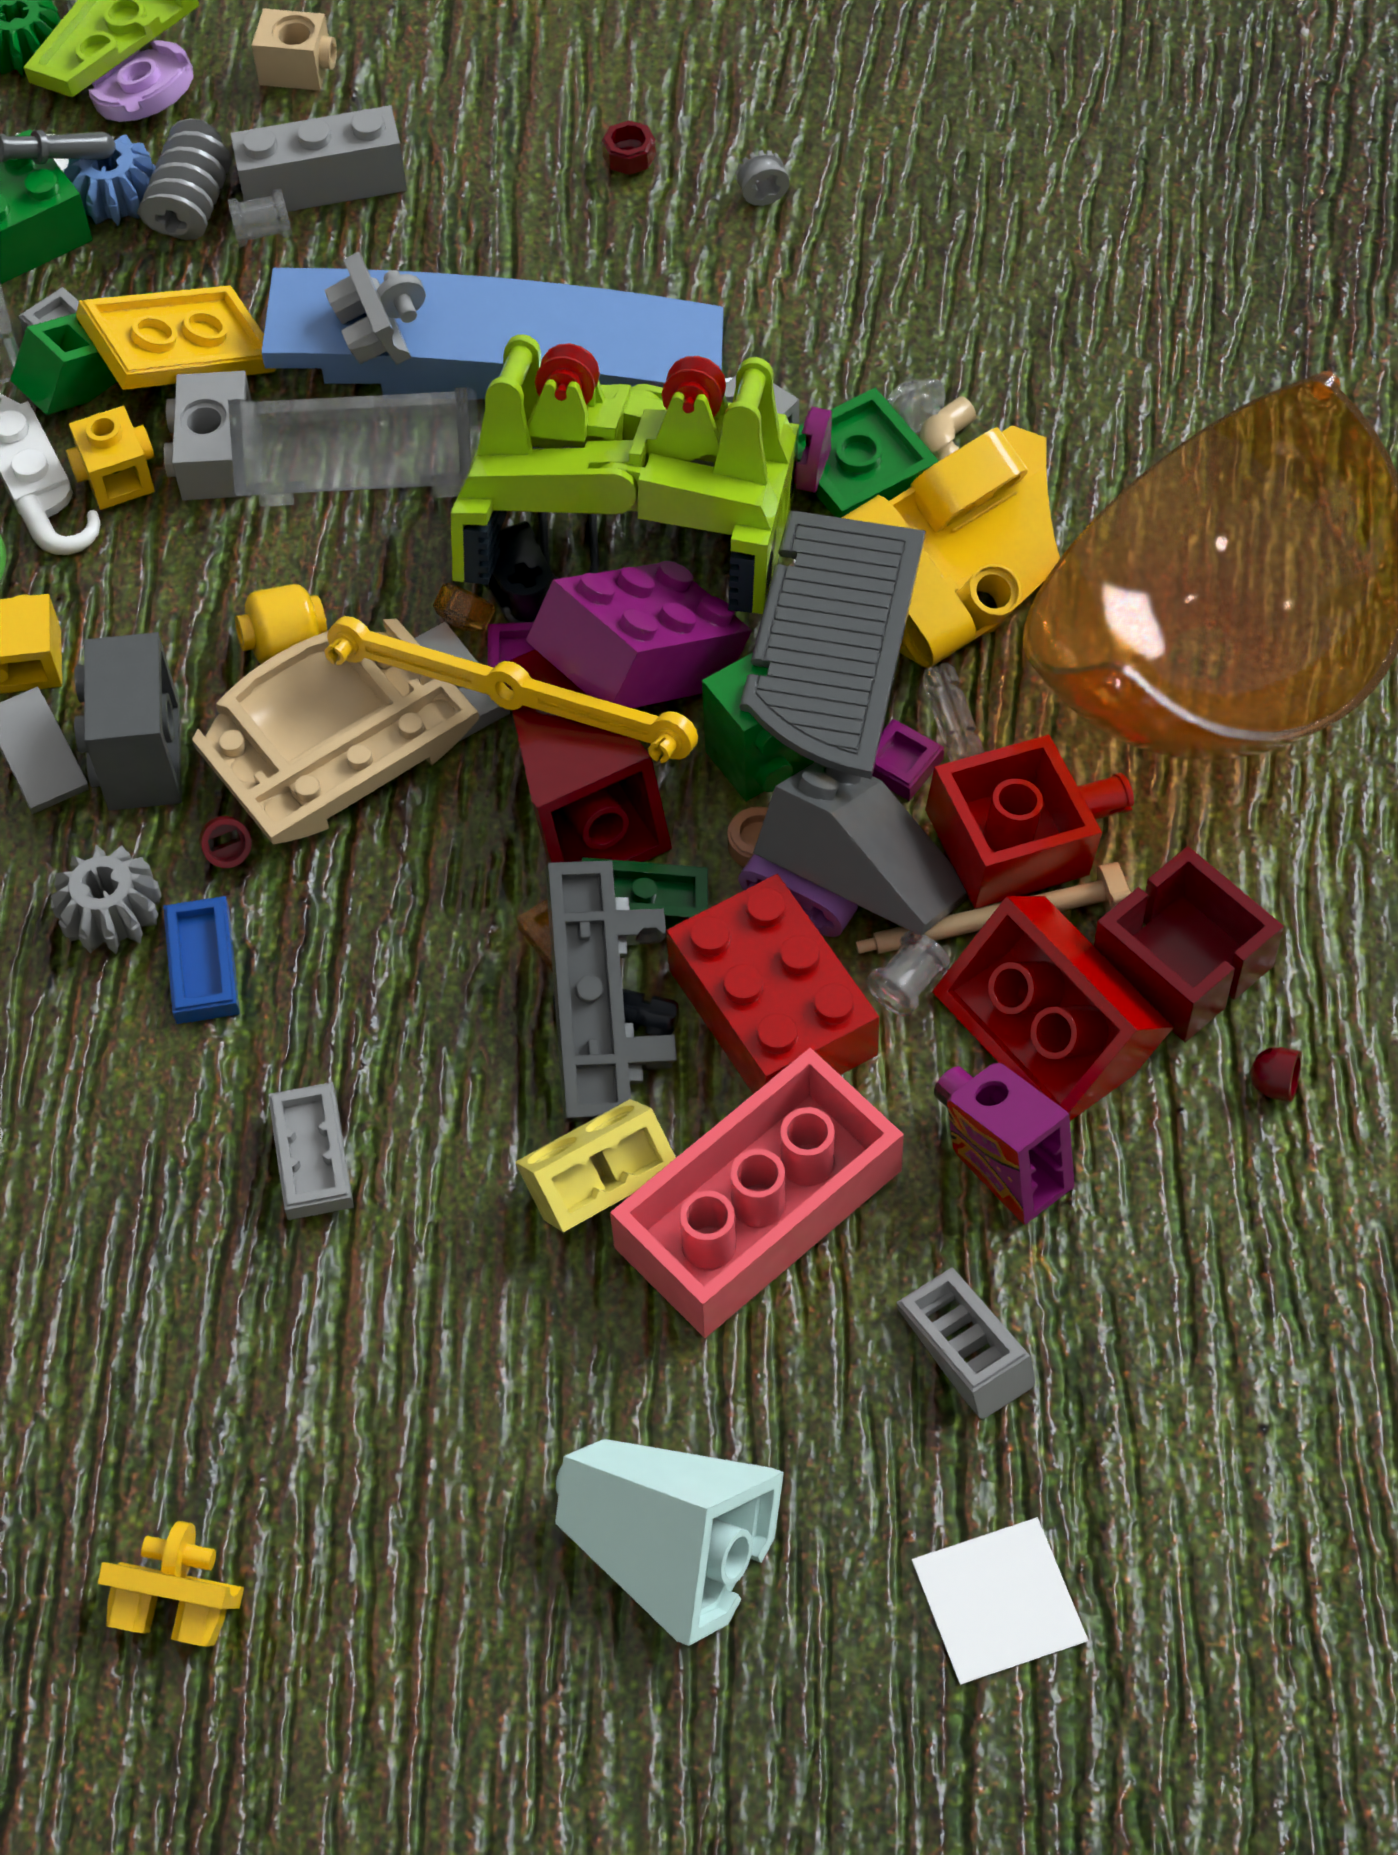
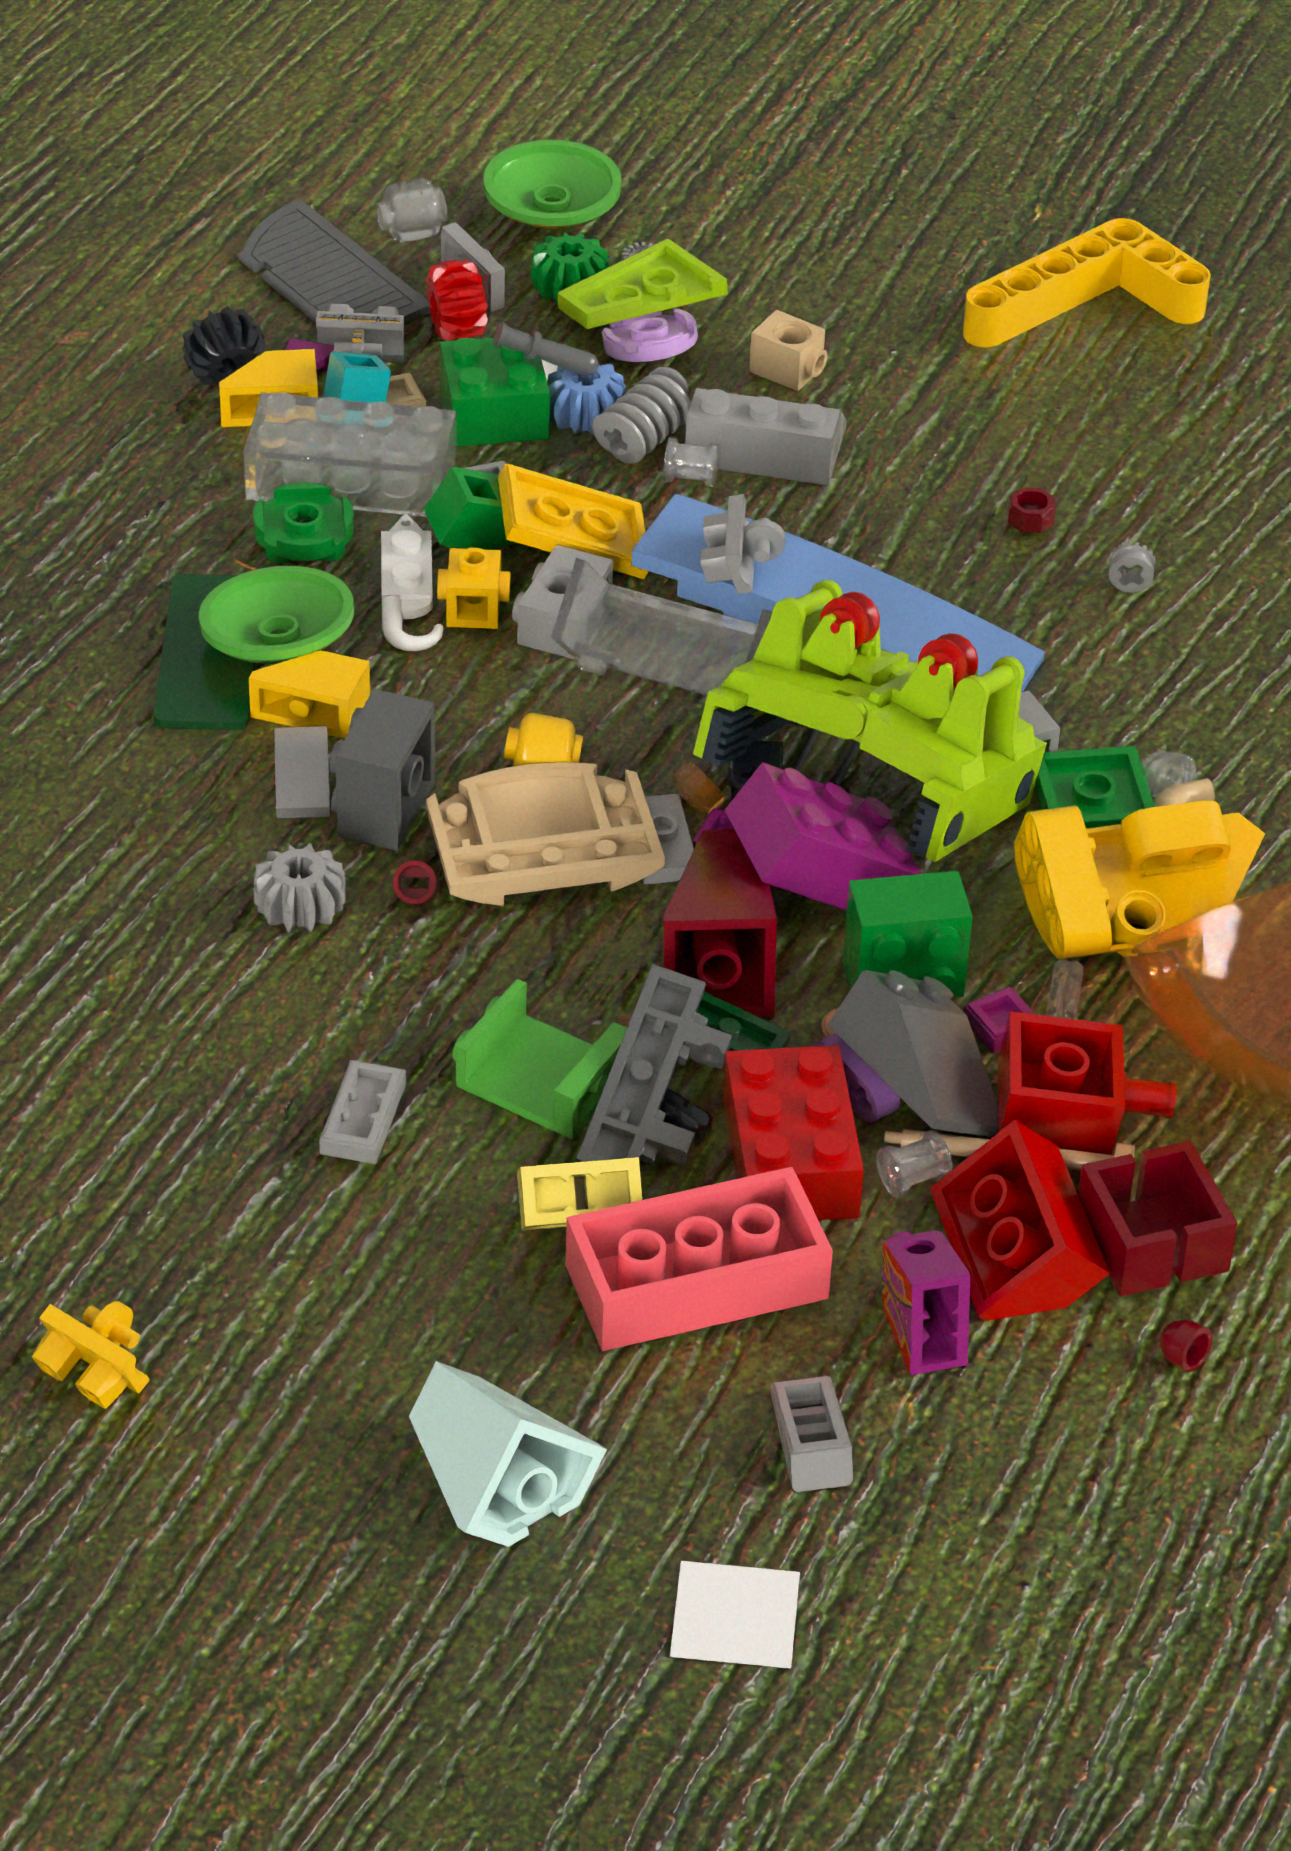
camera: 20 degrees right, 15 degrees down
(201, 960) = (351, 958): blue tile -> none
(465, 1013) = (534, 1065): none -> bright green panel
(668, 733) = (792, 906): yellow piece -> none
(817, 449) = (1054, 769): magenta tile -> none
(833, 637) = (975, 886): dark grey piece -> none

